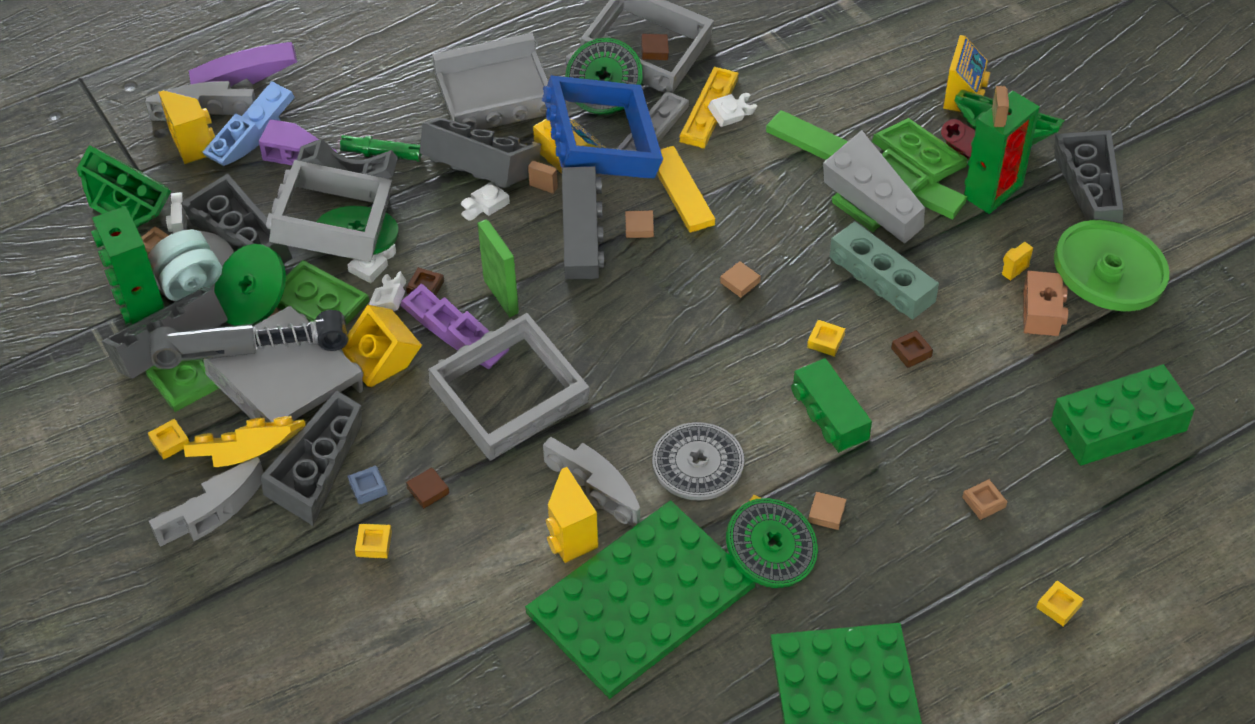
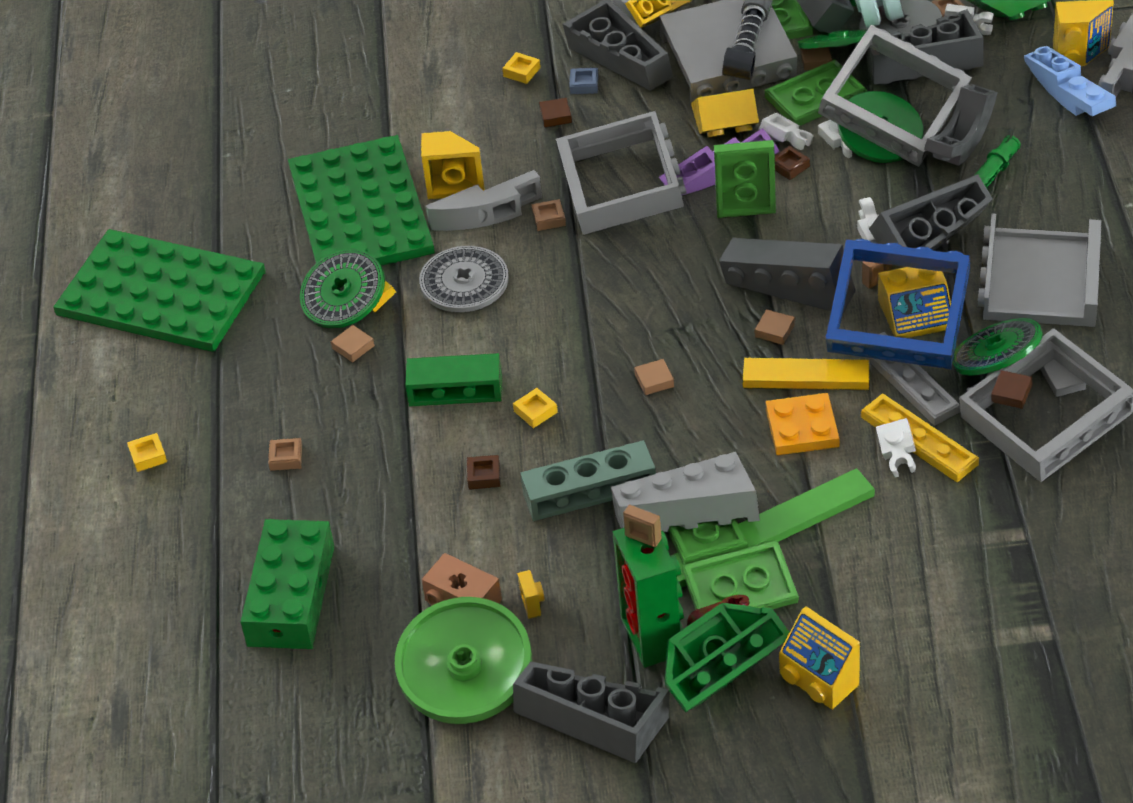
camera: 120 degrees right, 5 degrees down
(283, 141) = (1021, 110): medium lavender slope -> none
(578, 431) = (548, 215): none -> medium nougat tile
(736, 174) = (802, 424): none -> light orange plate

